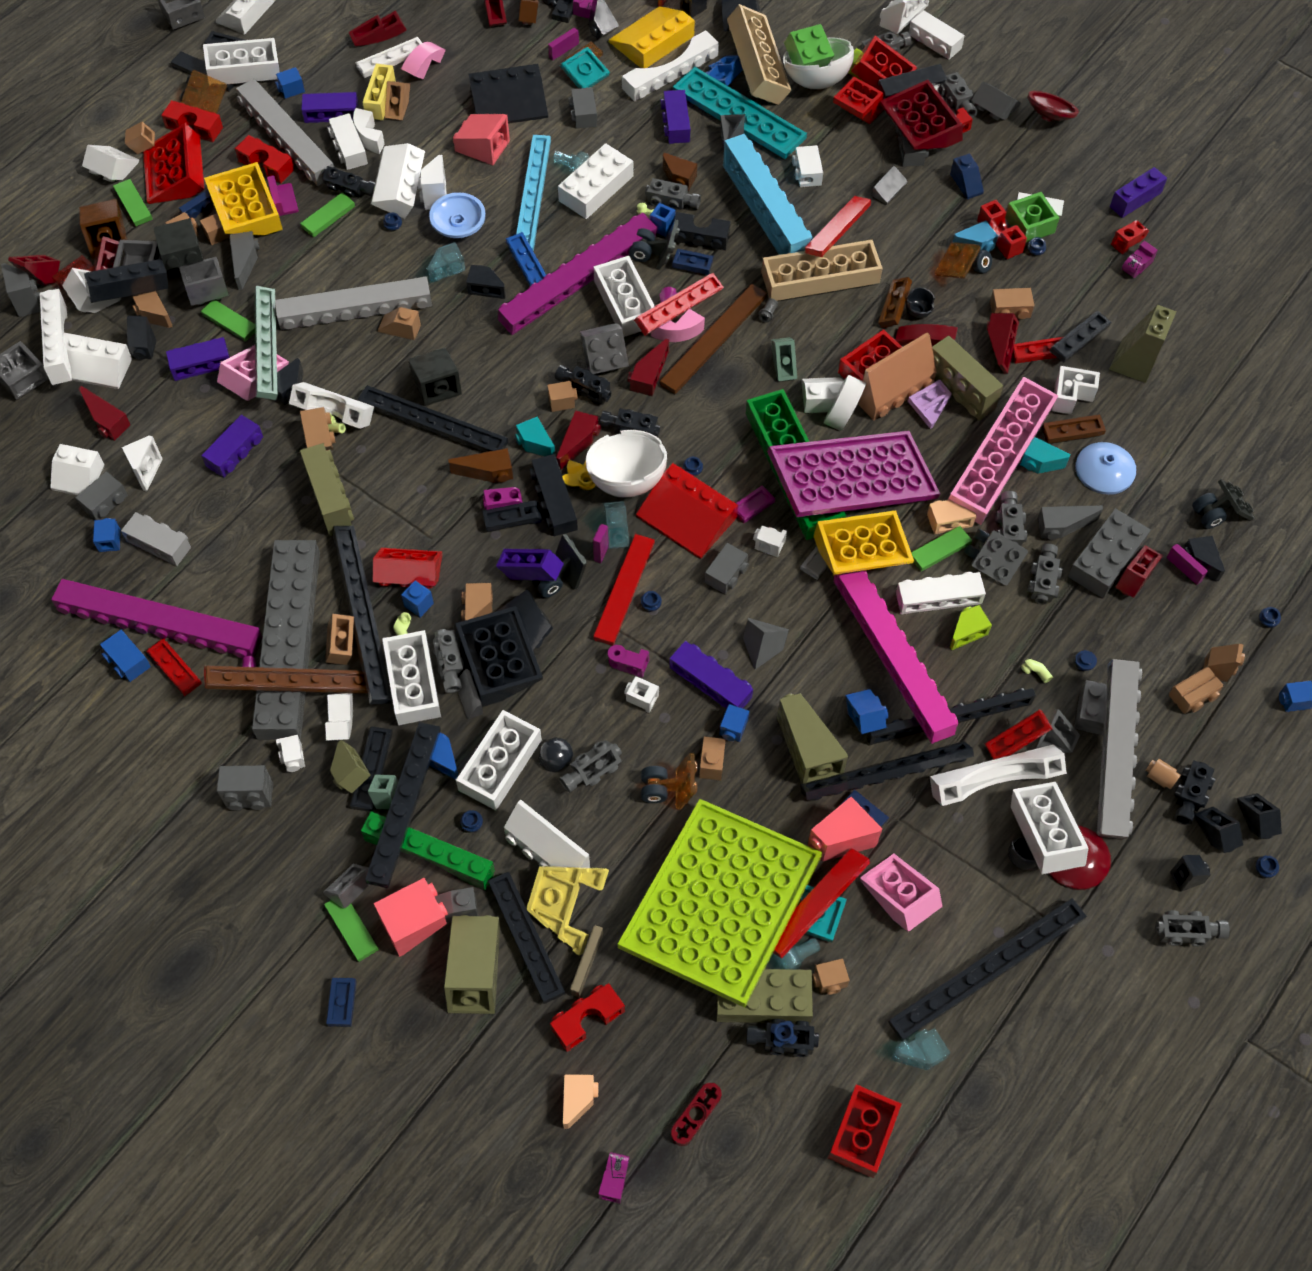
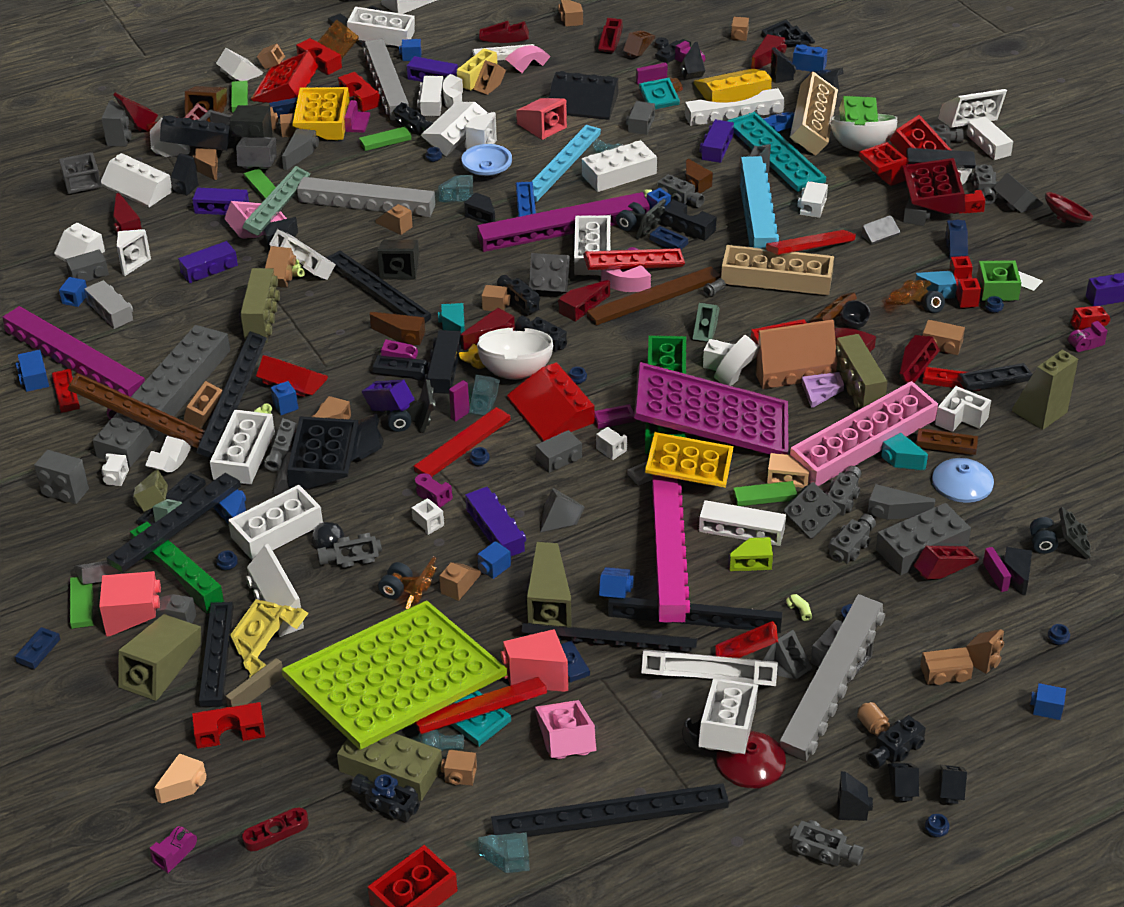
camera: 25 degrees right, 20 degrees down
(53, 340) = (110, 165): white arch -> none

